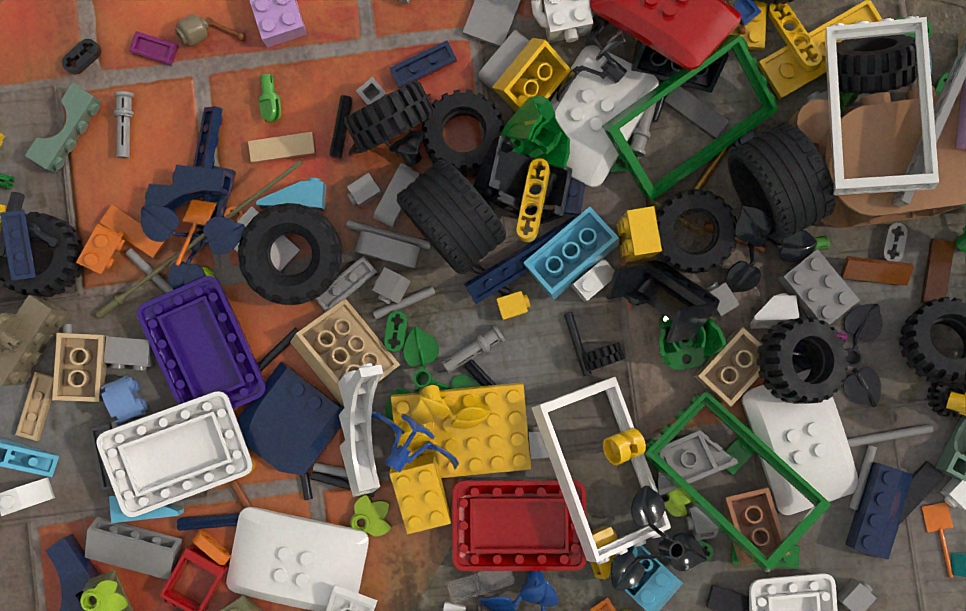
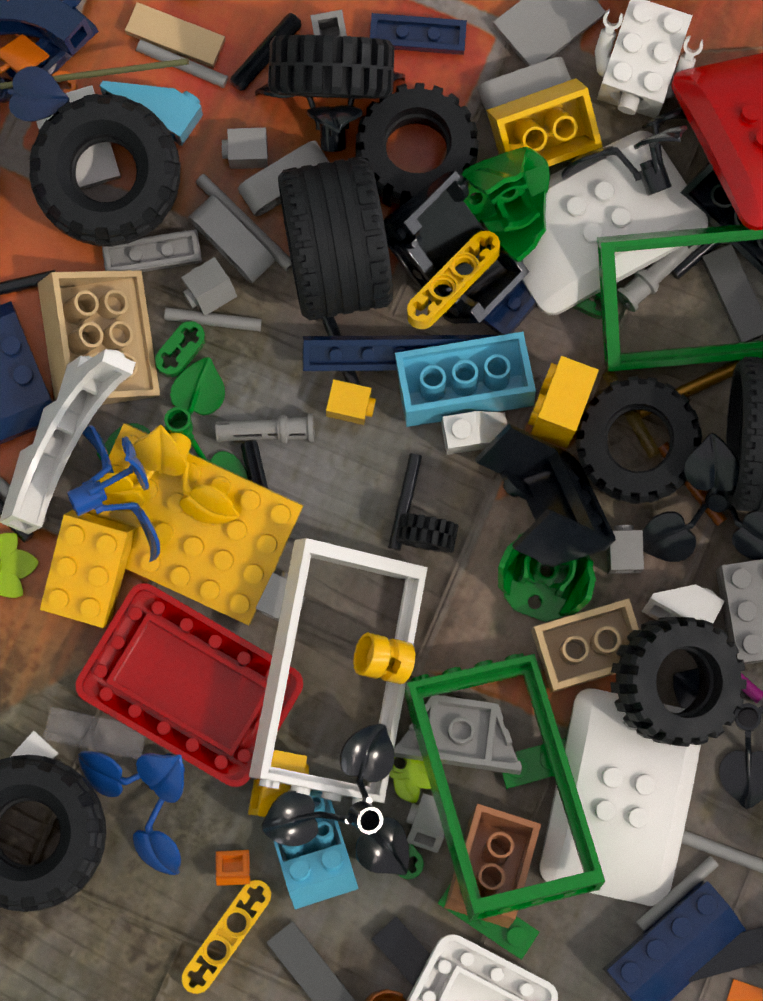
camera: 25 degrees right, 5 degrees down
(286, 163) = (193, 68): none -> light grey bar

